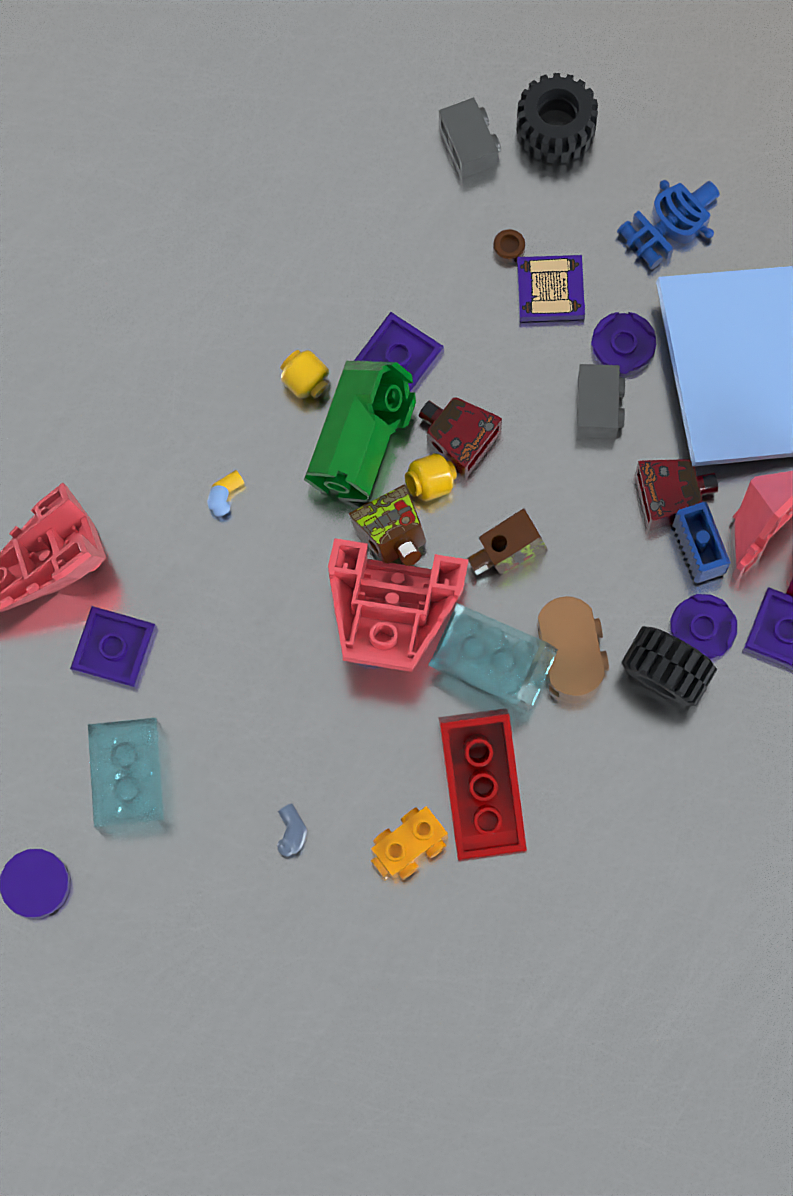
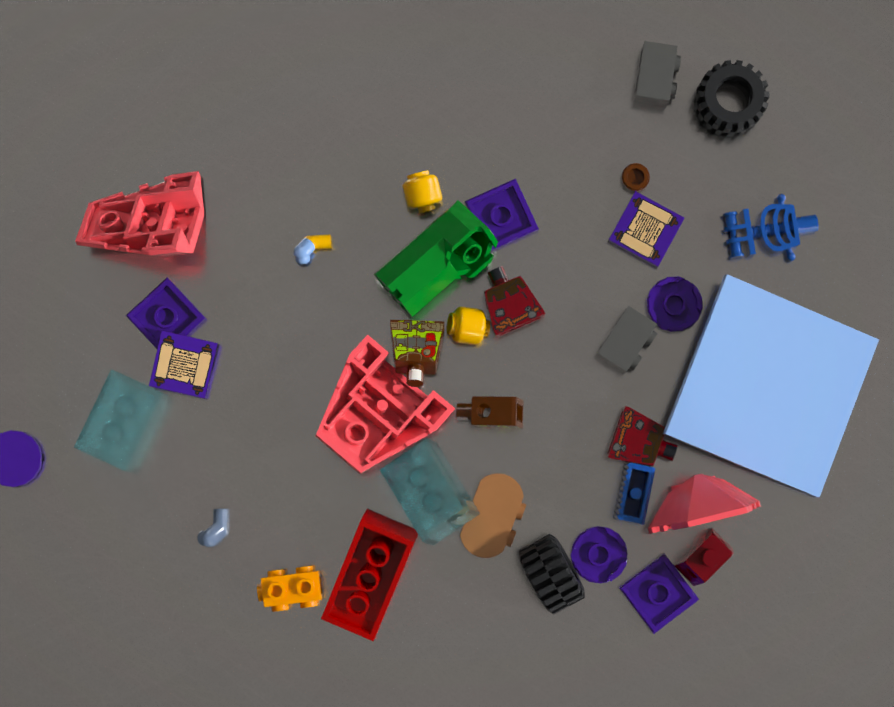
camera: 25 degrees right, 10 degrees up
(160, 681) = (183, 364): none -> tile

